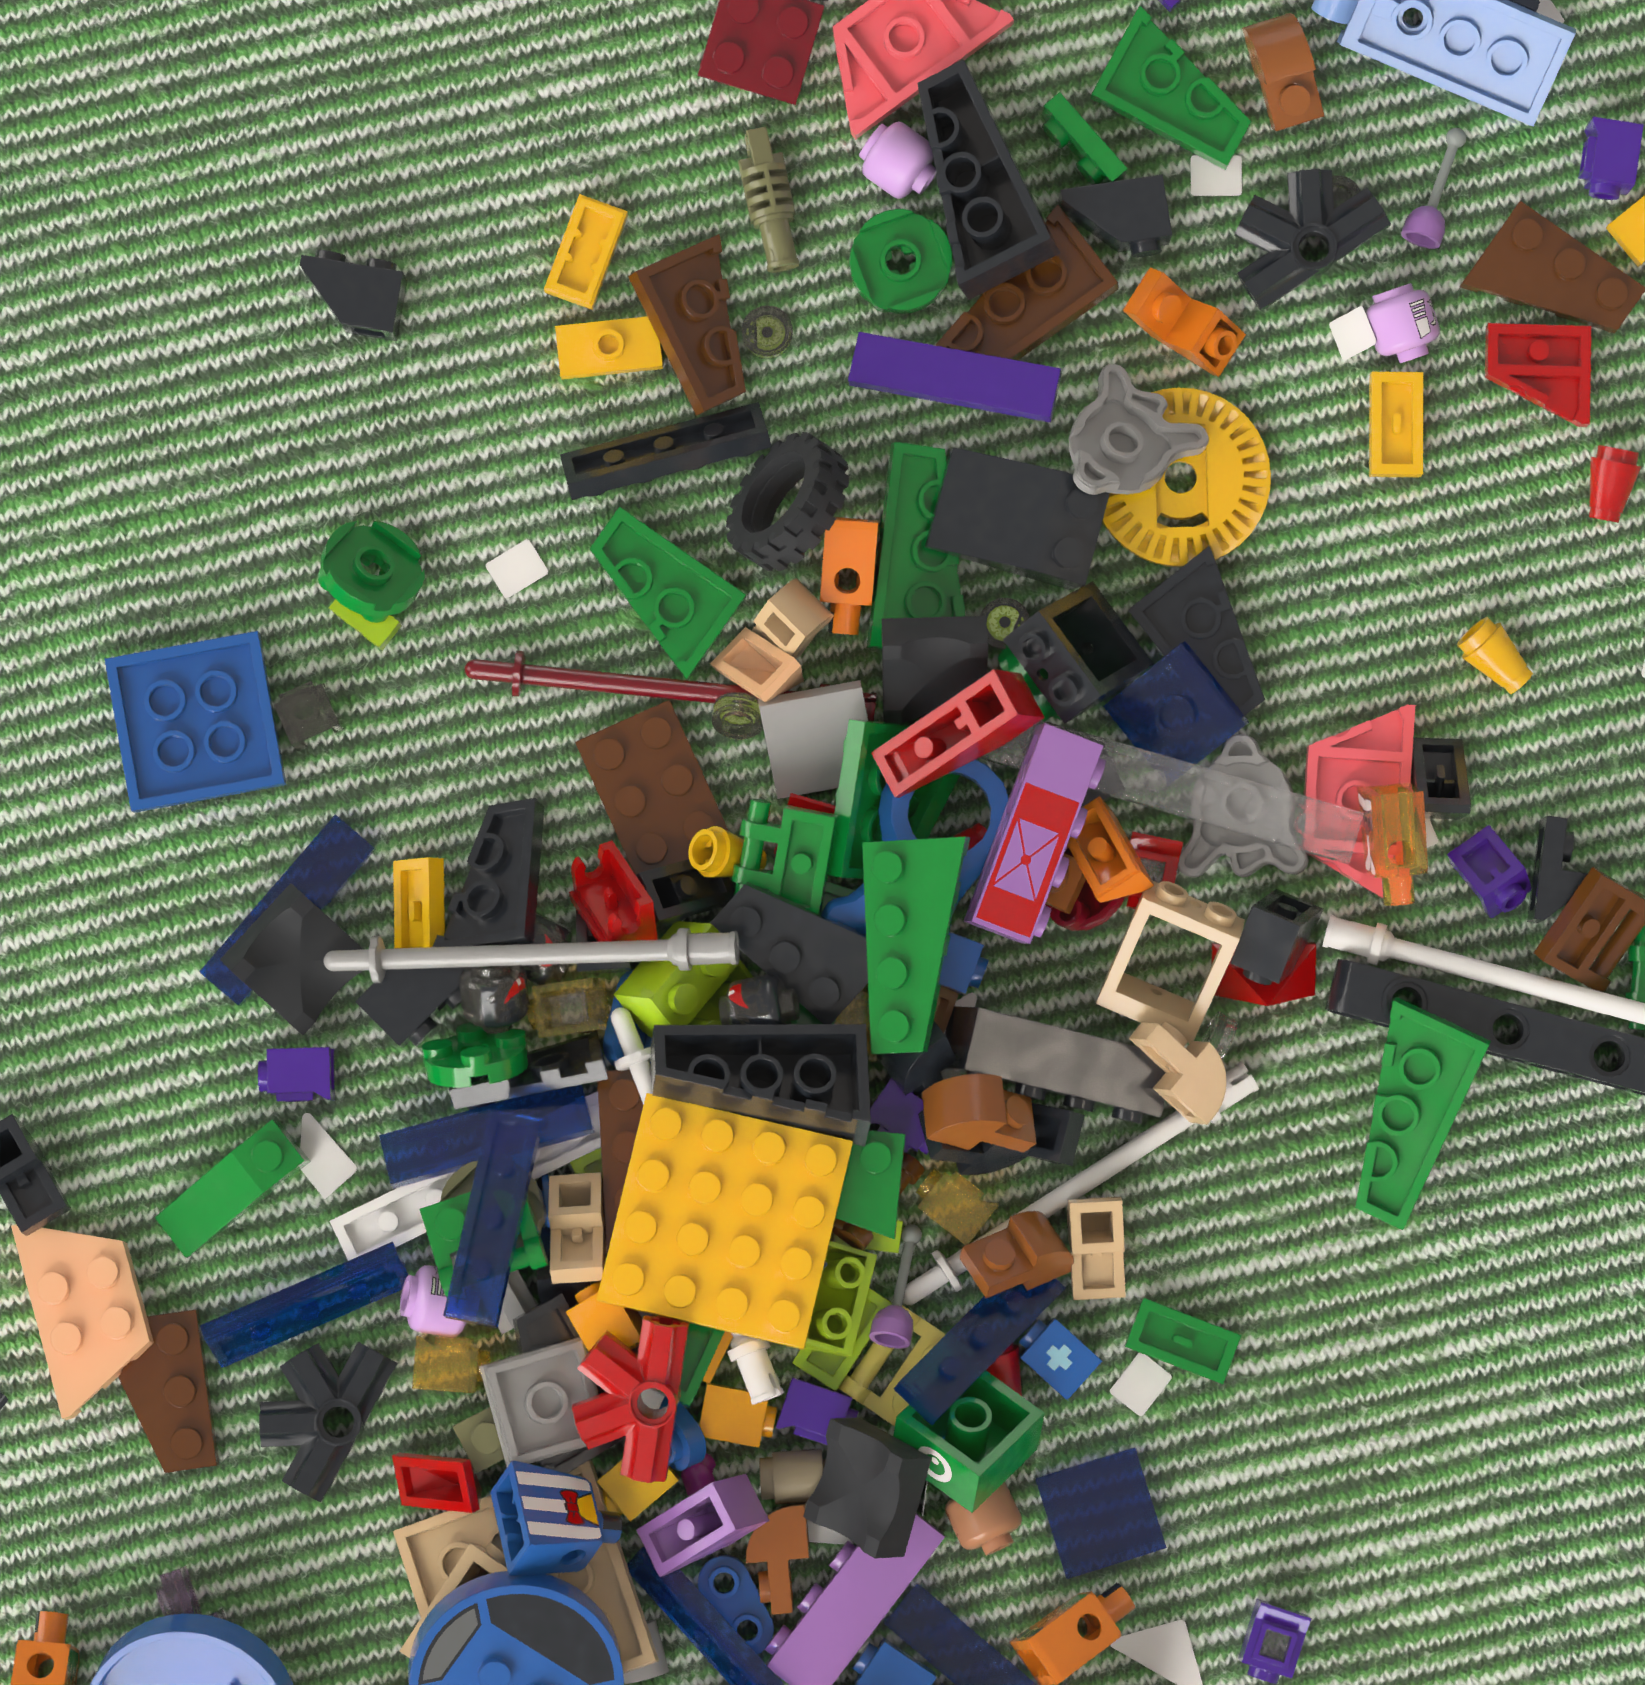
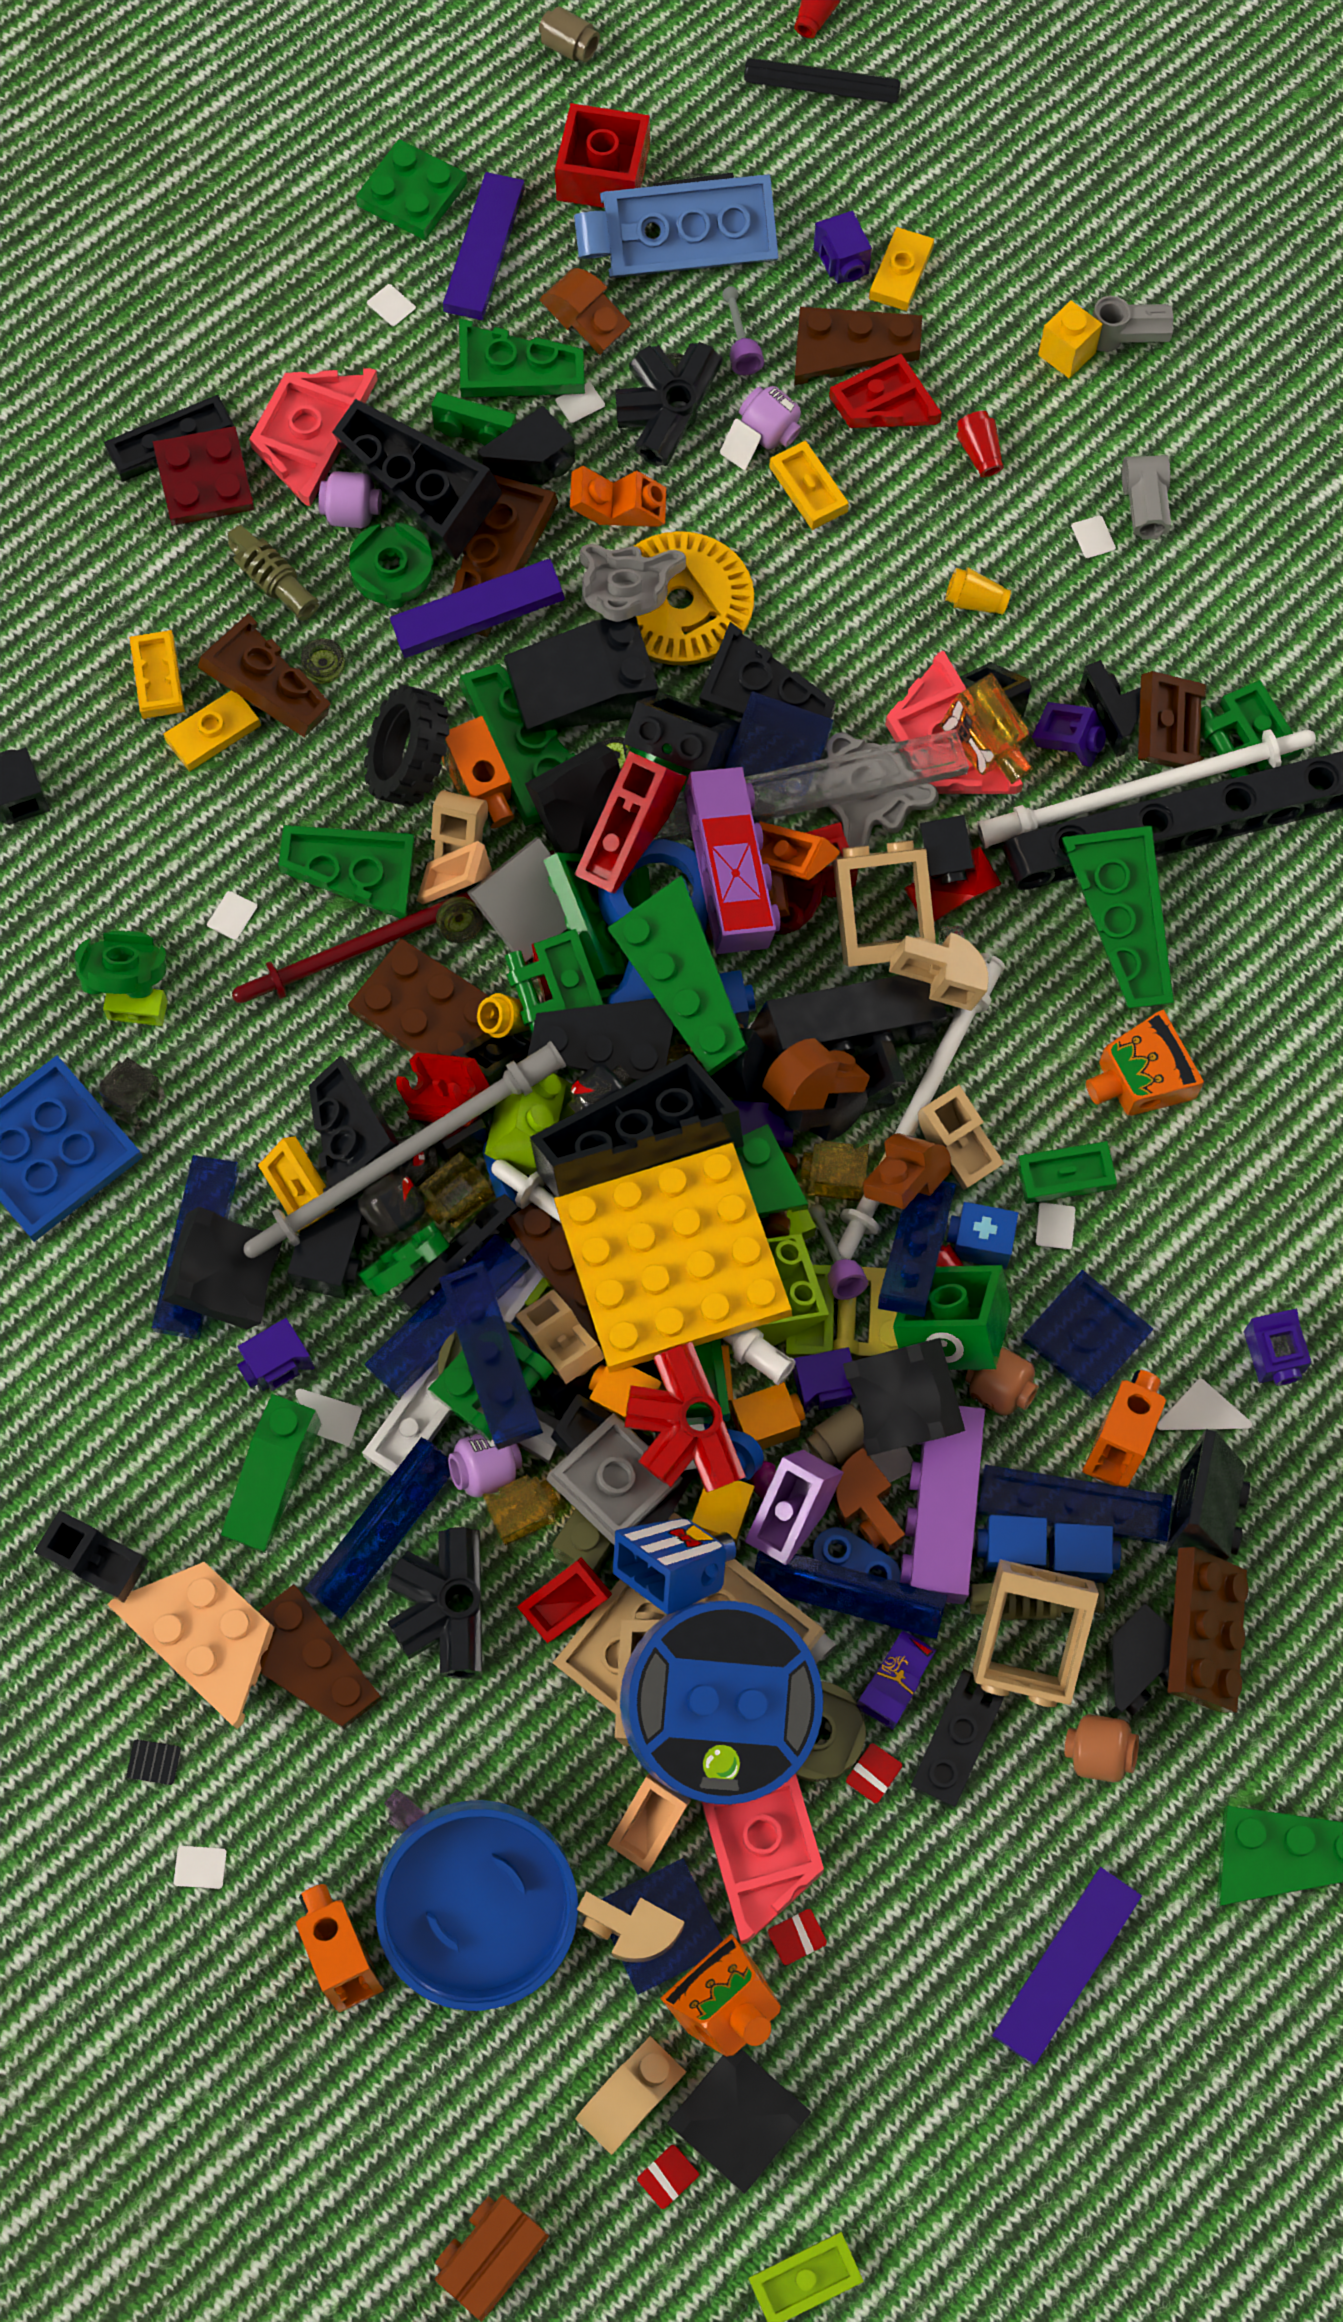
camera: 30 degrees left, 15 degrees down
(665, 451) = (305, 763): black plate -> none
(1329, 1282) = (1146, 1069): none -> orange torso

